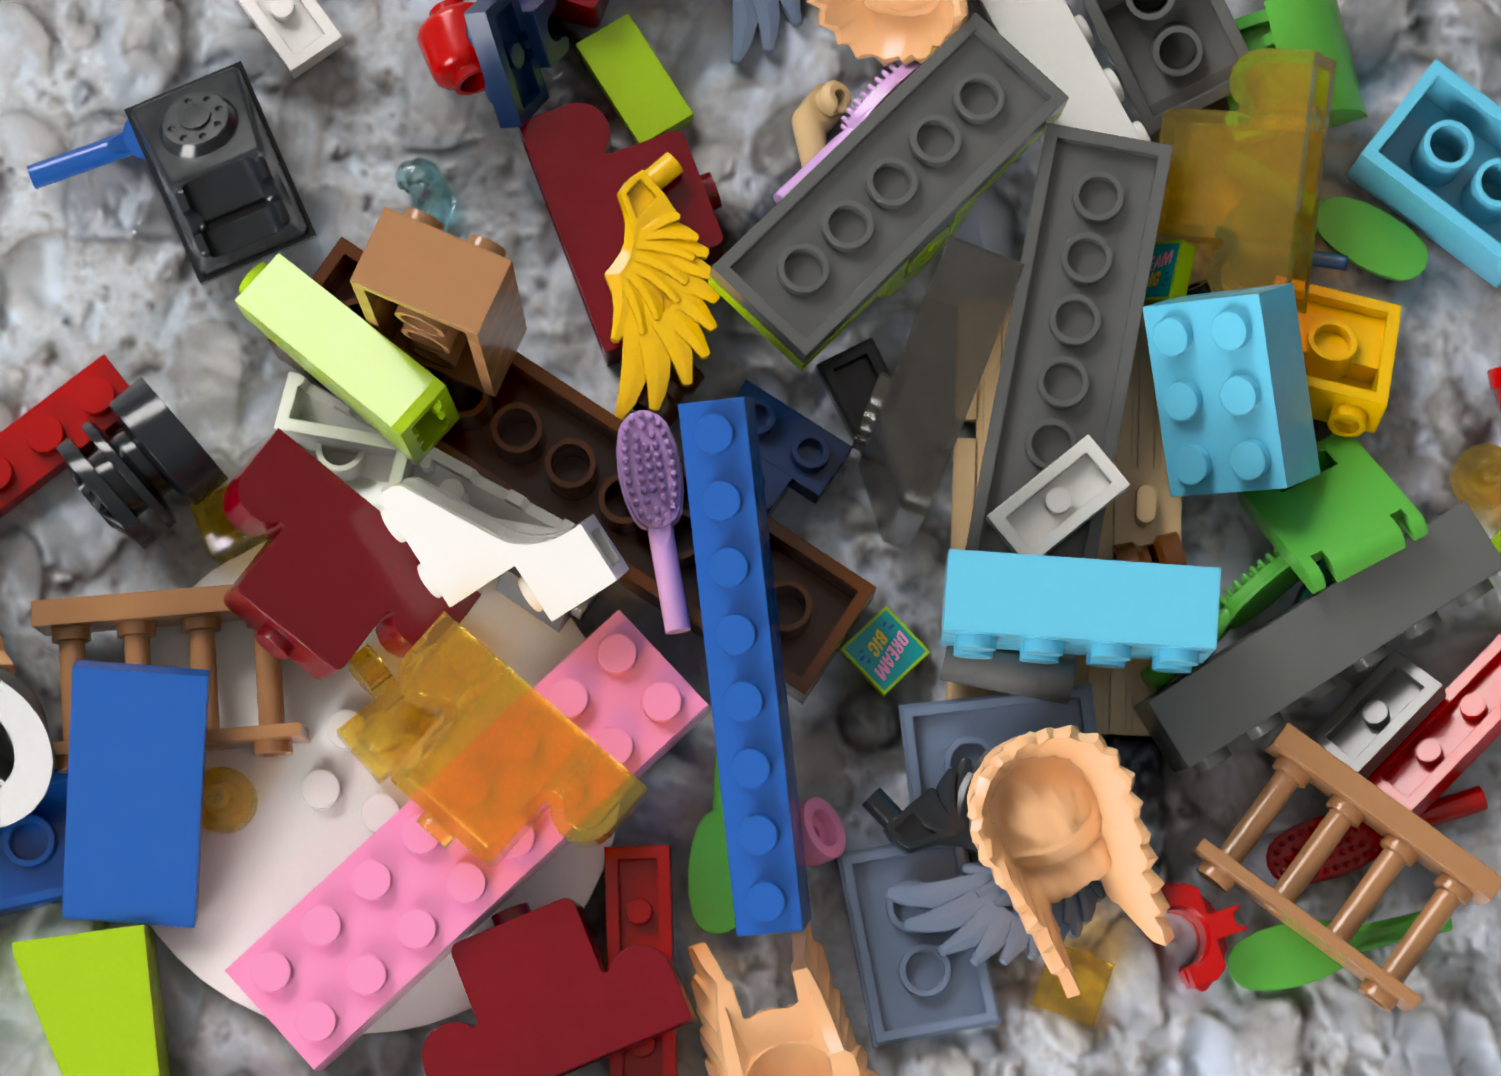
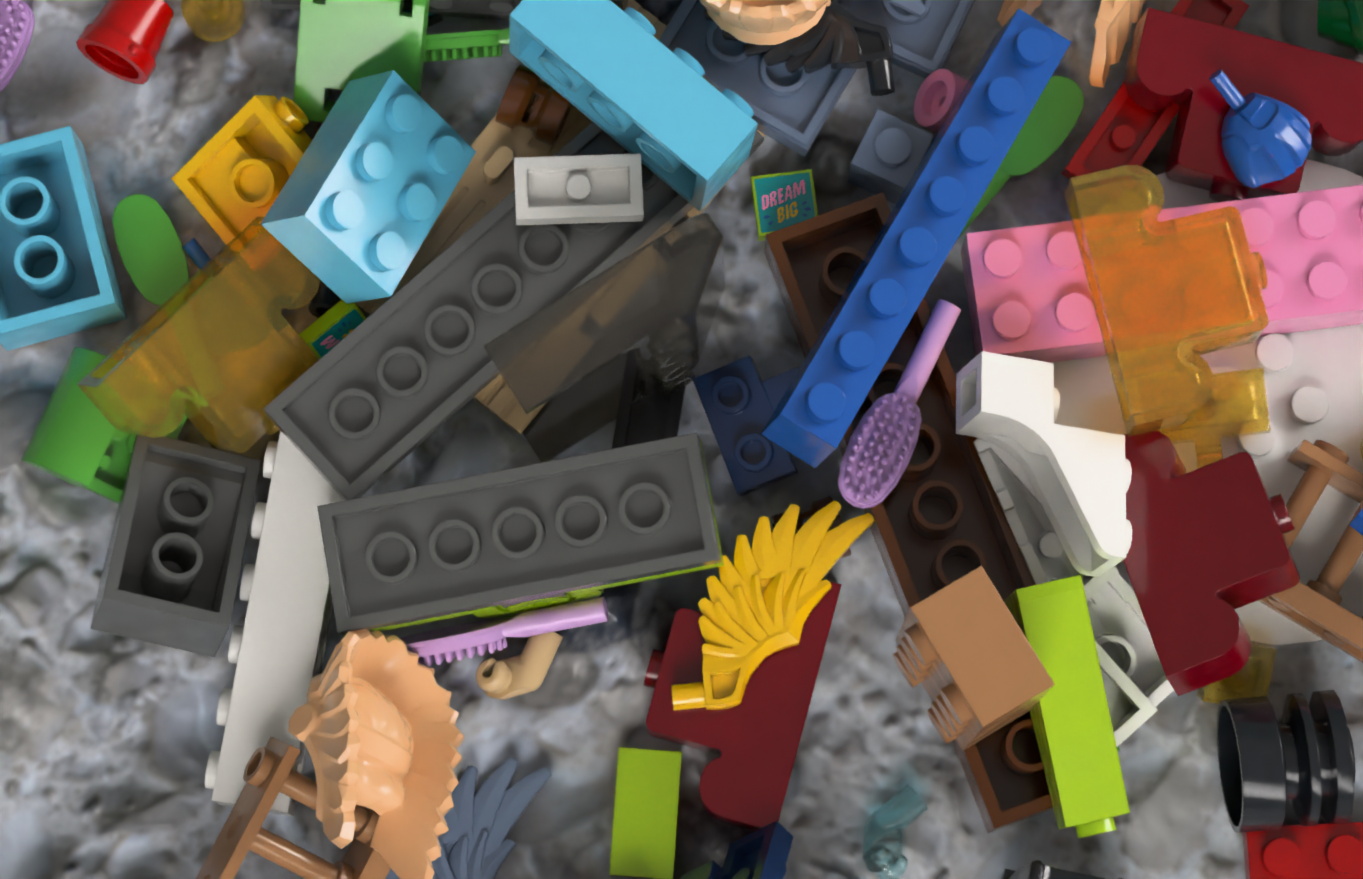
camera: 140 degrees left, 0 degrees up
(513, 970) = (1261, 135): none -> blue piece
(825, 747) = (888, 156): none -> sand blue brick

